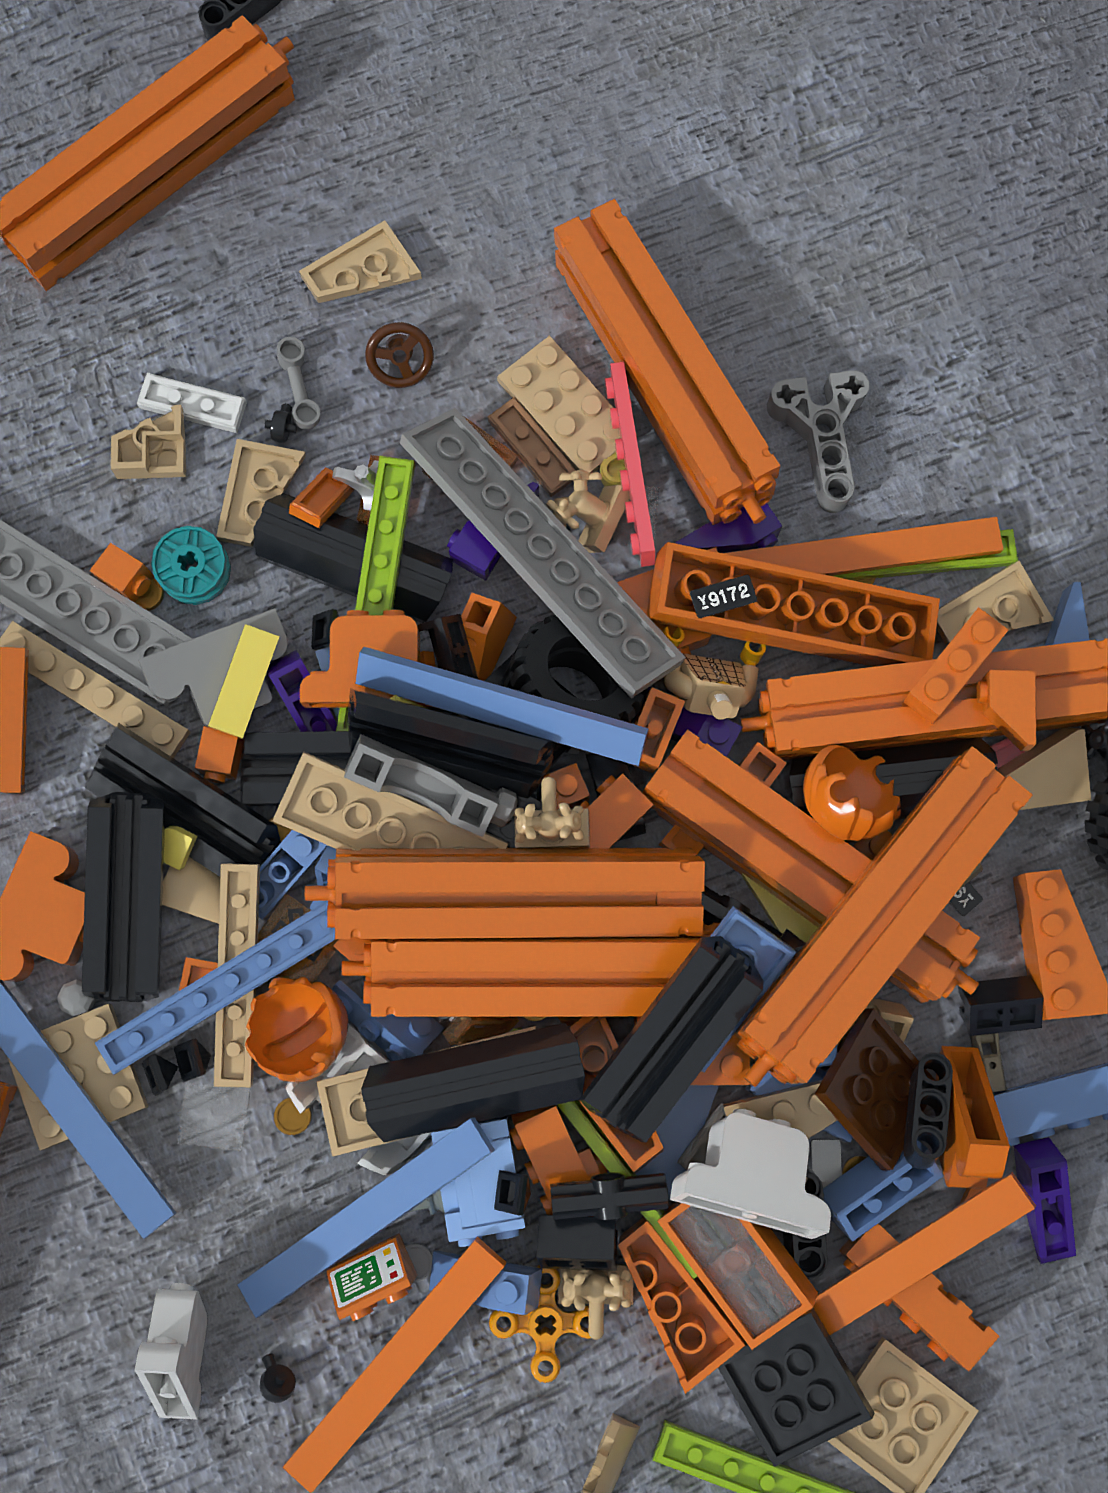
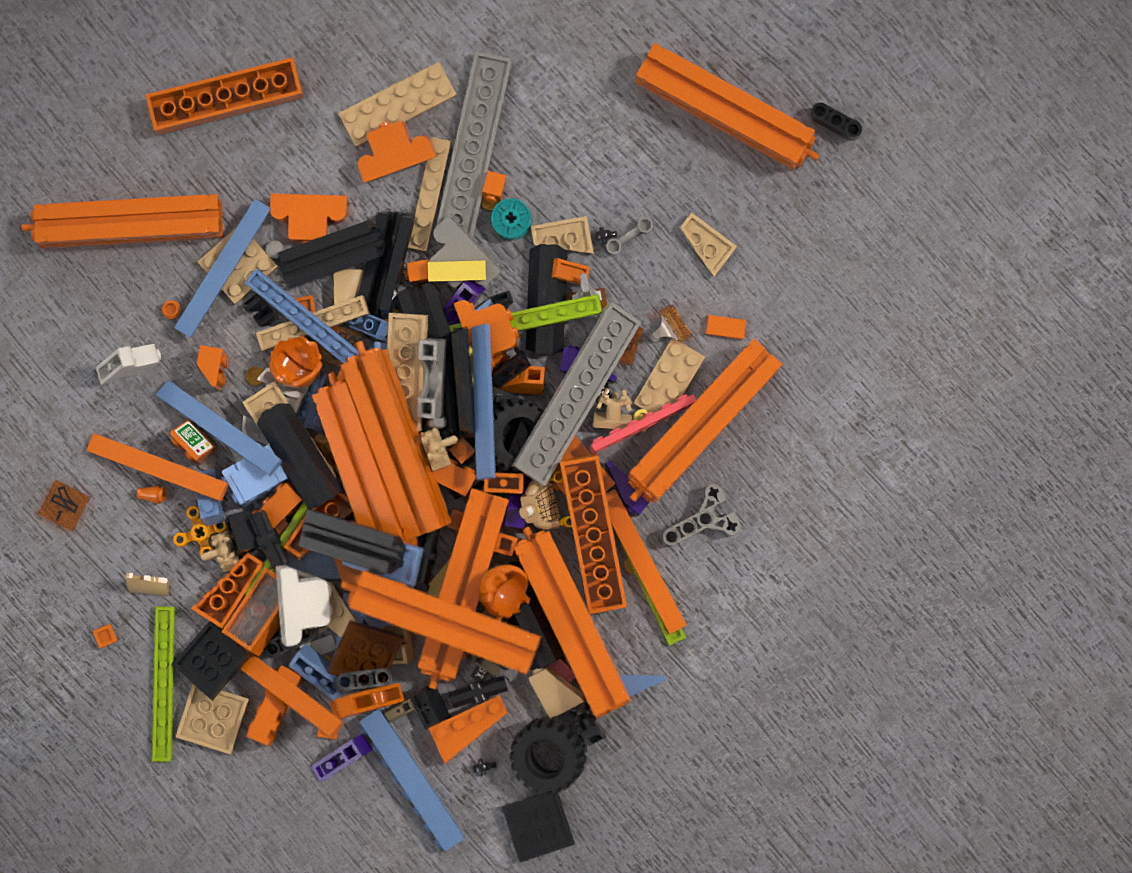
camera: 80 degrees right, 5 degrees up
(109, 1231) = (171, 309): none -> orange plate
(151, 448) = (567, 174): tan slope -> none
(177, 846) = (364, 270): light yellow tile -> none
(198, 403) = (600, 184): white tile -> none
(240, 1188) = (212, 363): none -> orange slope
(276, 1381) = (130, 415): black piece -> none
(395, 343) = (666, 281): reddish brown piece -> none
(441, 1388) = (152, 494): none -> orange cone
(479, 369) = (672, 326): none -> clear orange piece
(511, 288) = (726, 327): none -> orange tile
(512, 1192) = (254, 492): black slope -> none
(531, 445) = (641, 369): medium nougat tile -> none
(723, 596) = (581, 493): black sticker -> none
(955, 665) = (583, 619): orange brick -> none
(999, 911) = (478, 691): none -> black piece
(1004, 596) = (638, 638): tan wing -> none
(1010, 704) = (573, 653): orange slope -> none

